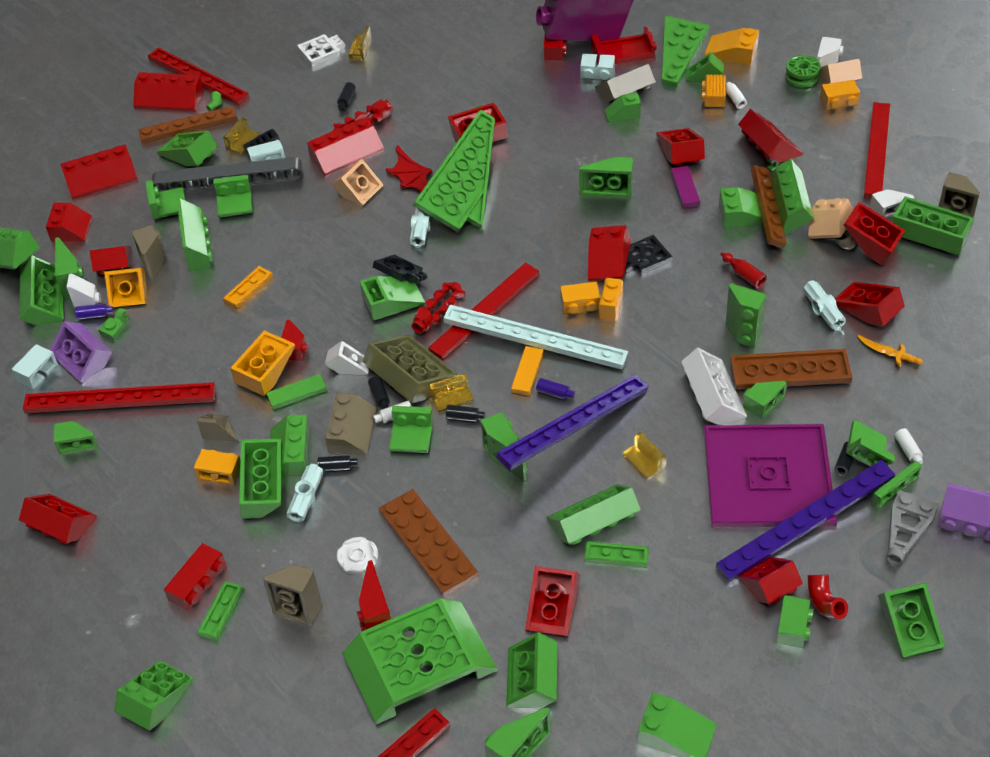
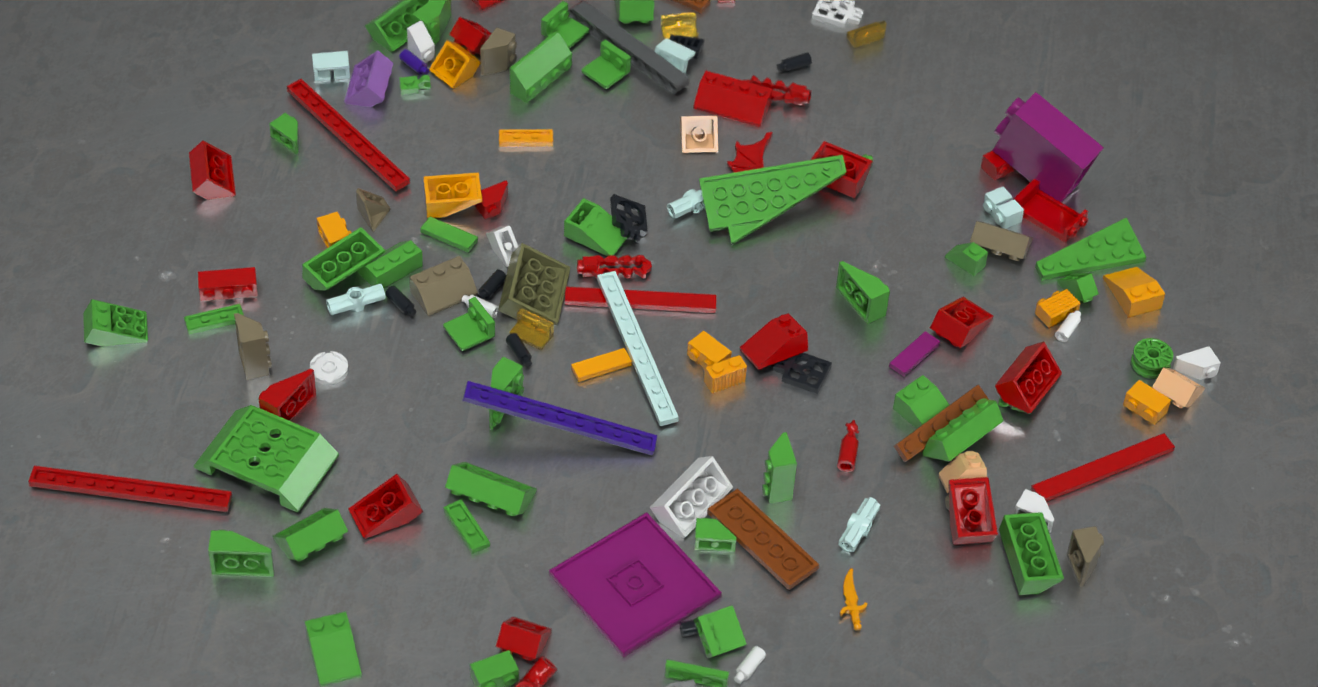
camera: 45 degrees right, 0 degrees up
(428, 543) = (377, 402): dark orange plate -> none
(554, 389) = (596, 392): dark purple cylinder -> none
(645, 457) = (578, 491): clear yellow panel -> none
(804, 521) = (604, 630): dark purple plate -> none
(871, 302) = (893, 556): red slope -> none

